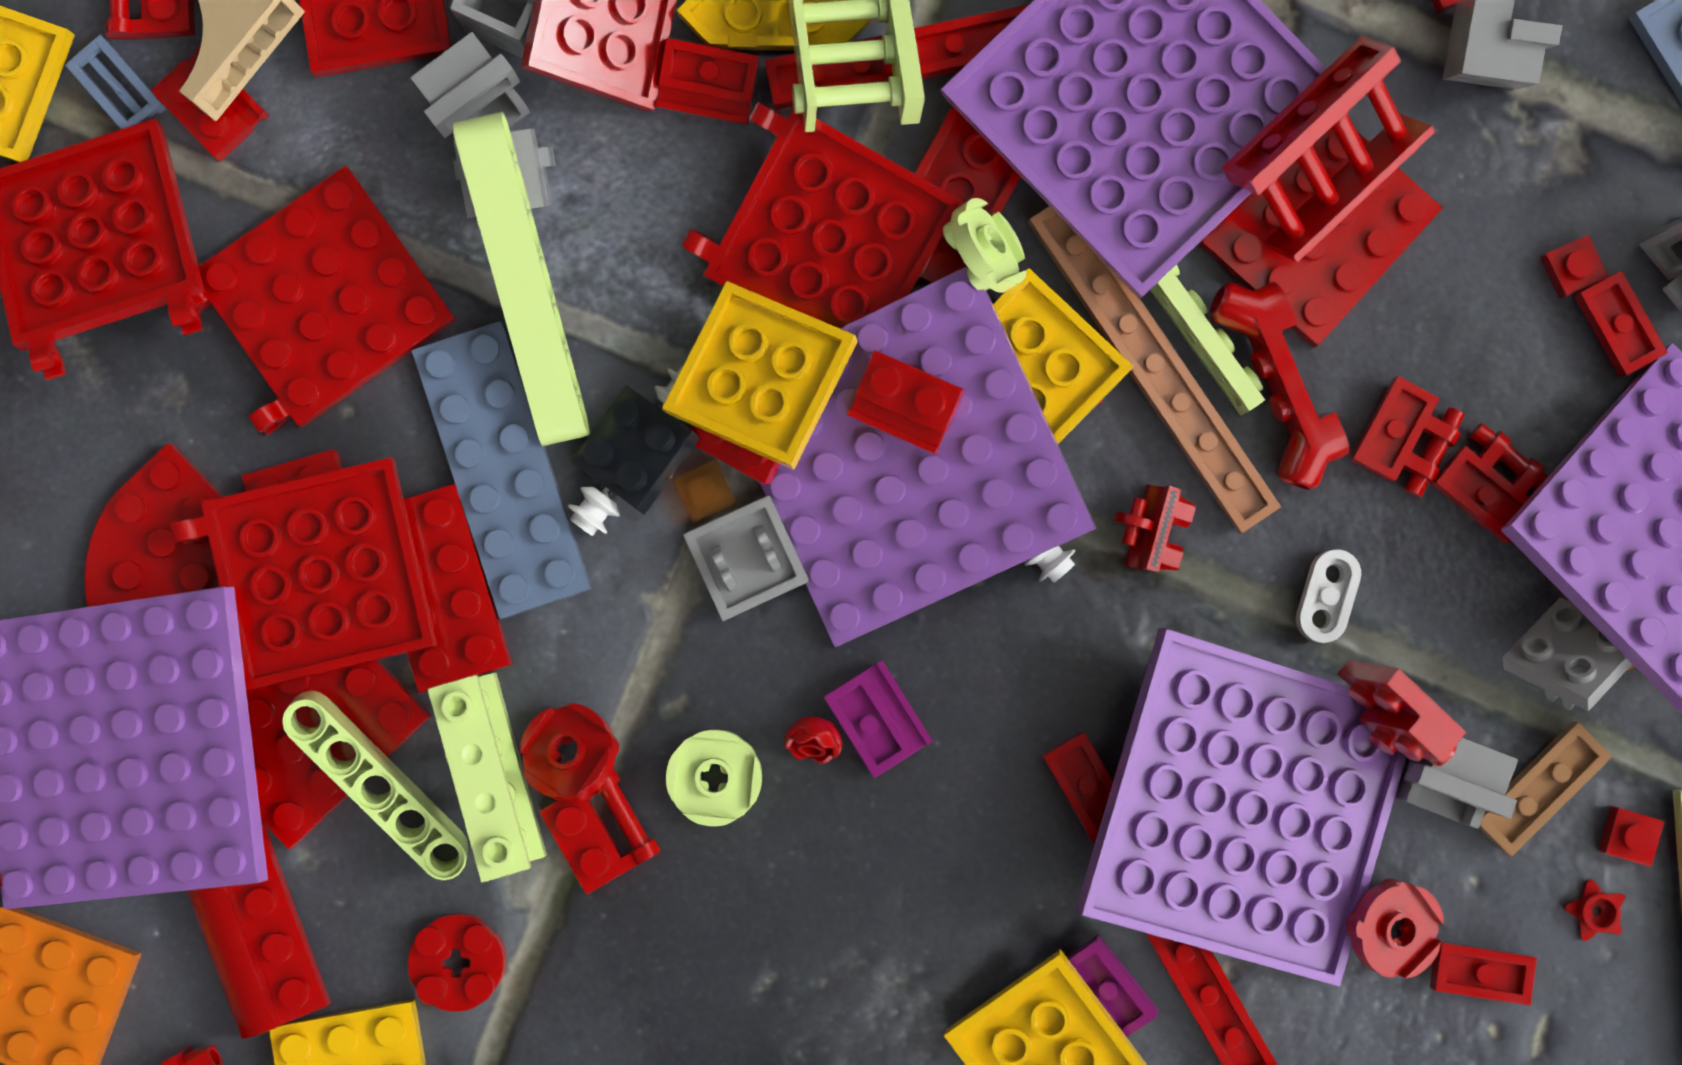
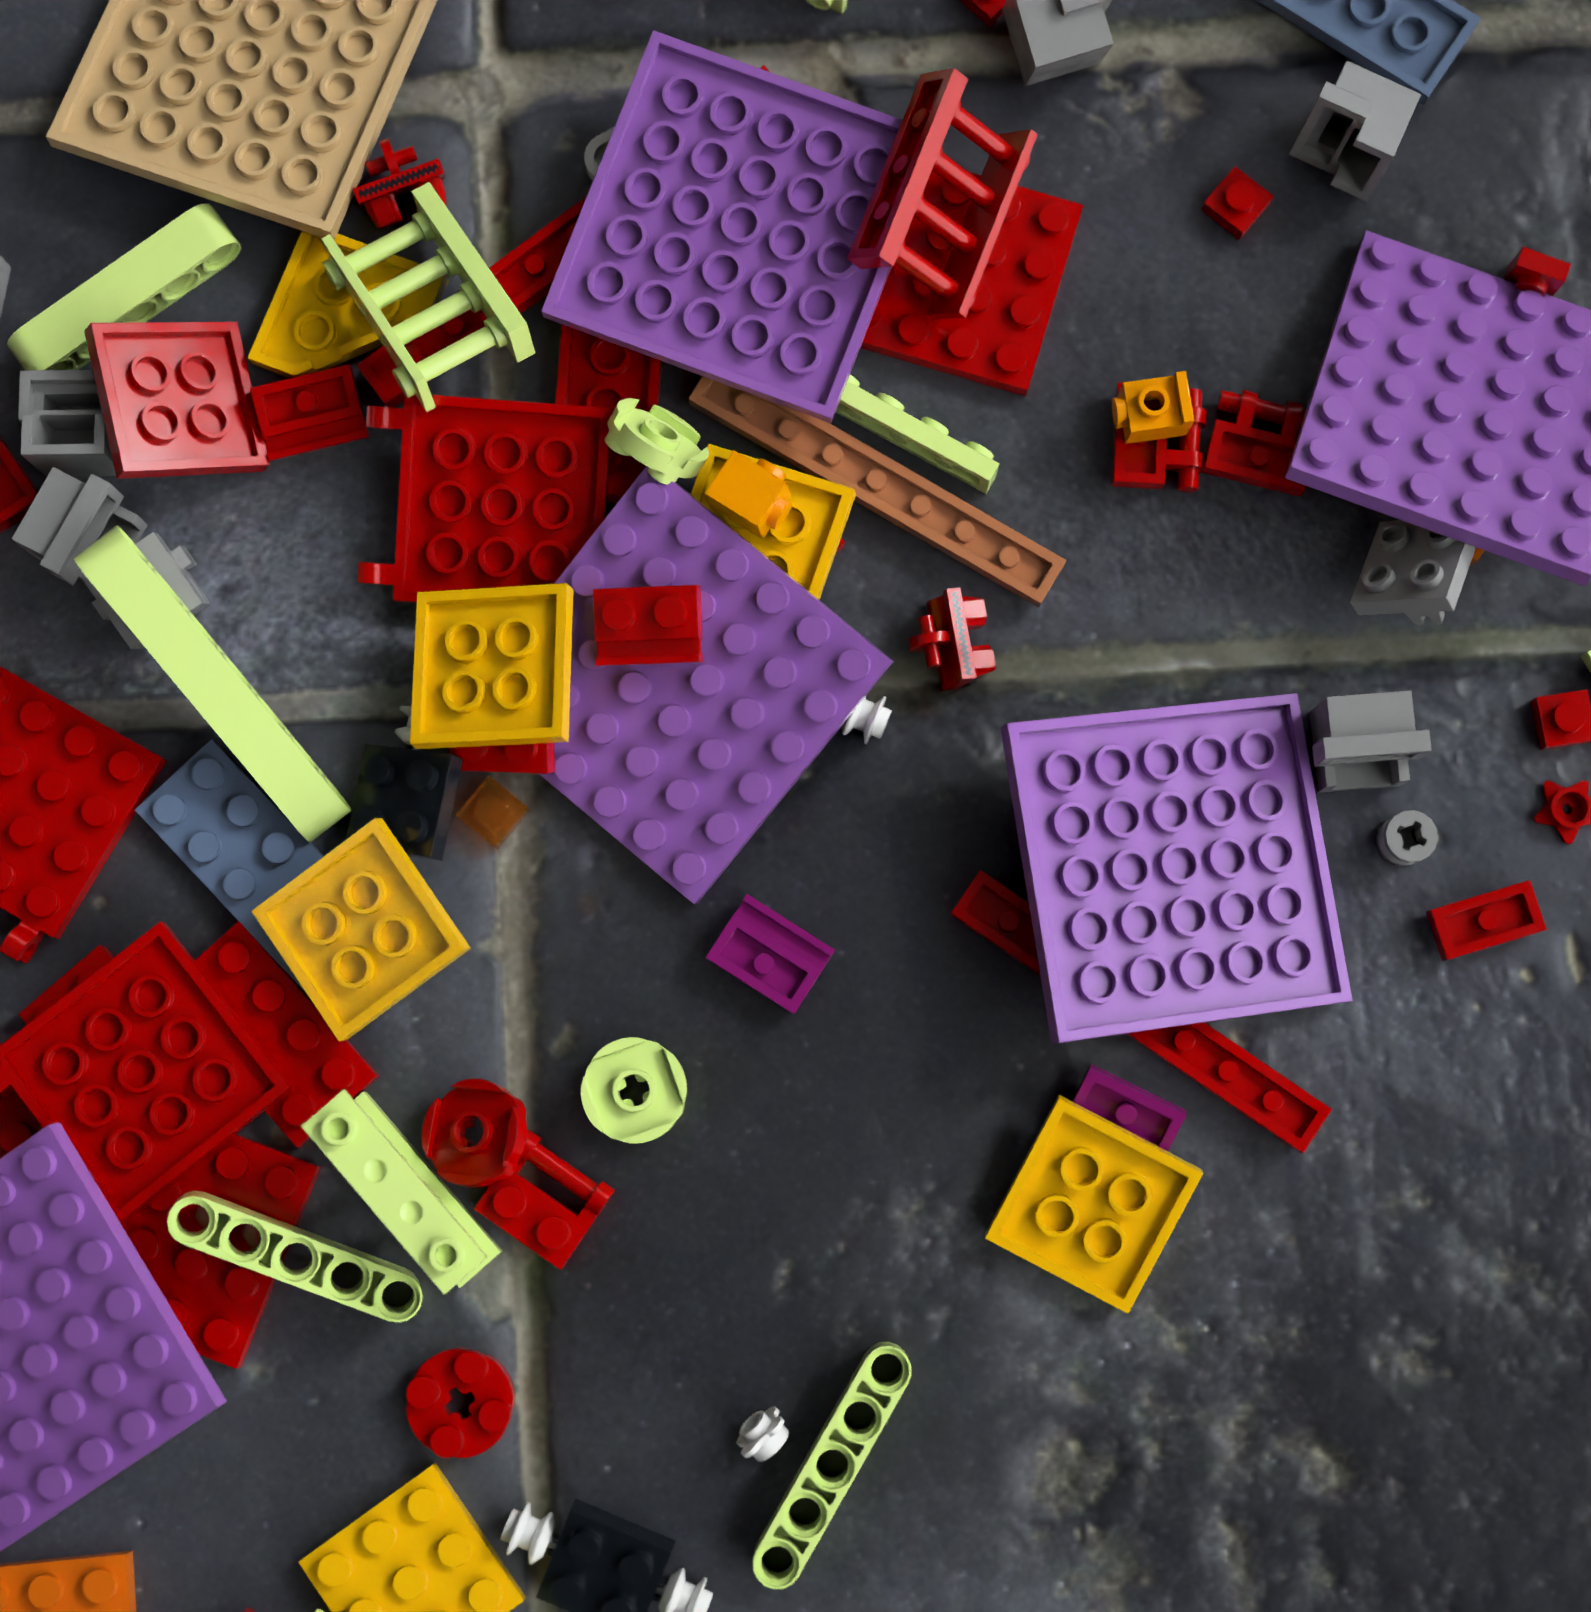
camera: 20 degrees left, 5 degrees down
(260, 950) = (250, 1484): red brick -> none
(551, 542) = (360, 929): none -> yellow plate
(746, 558) = (564, 857): light grey plate -> none
(813, 739) = (715, 1005): red plate -> none
(1044, 331) = (751, 494): none -> light orange brick
(1313, 436) = (959, 388): red plate -> none
(1331, 598) = (1155, 627): white plate -> none
(1372, 925) = (1352, 920): plate -> none
(1399, 420) = (1144, 424): none -> light orange brick
(1401, 713) = (1277, 698): plate -> none
(1442, 866) = (1399, 846): none -> light grey wheel
(1546, 786) = (1455, 712): medium nougat plate -> none
(1620, 324) = (1307, 235): red plate -> none

